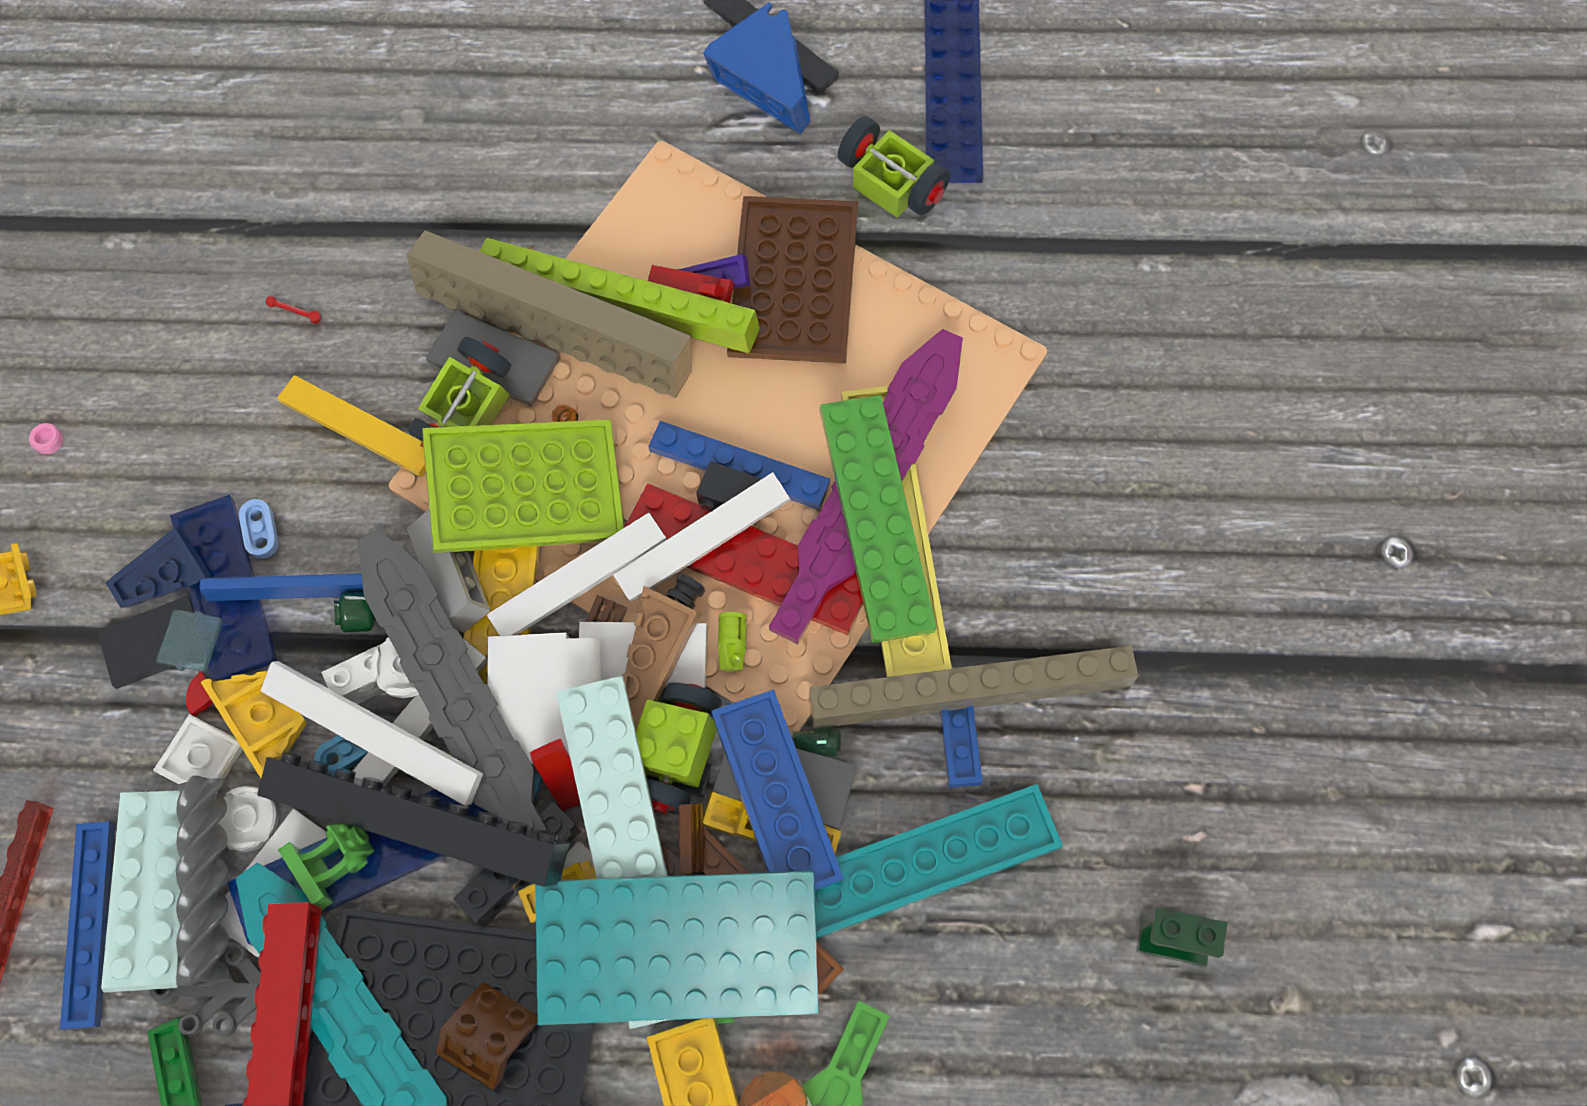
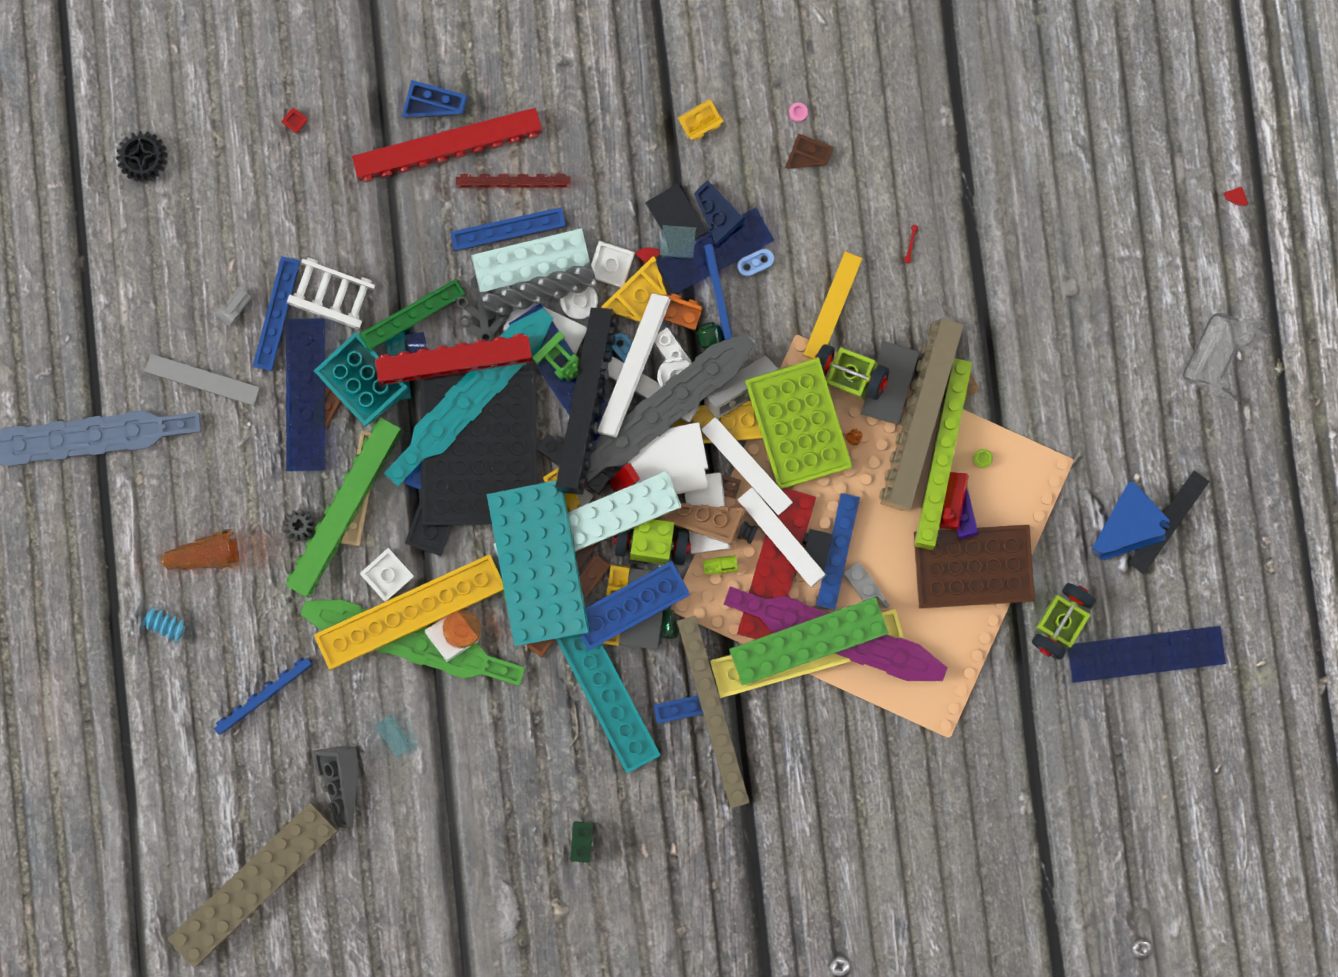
camera: 75 degrees right, 15 degrees up
(111, 429) = (808, 153): none -> reddish brown wing
(308, 648) = (682, 312): none -> orange bracket
(485, 1034) = (478, 467): reddish brown bracket -> none
(634, 249) = (983, 458): none -> lime plate
(691, 838) = (600, 560): reddish brown tile -> none
(794, 436) = (864, 584): none -> light grey hinge

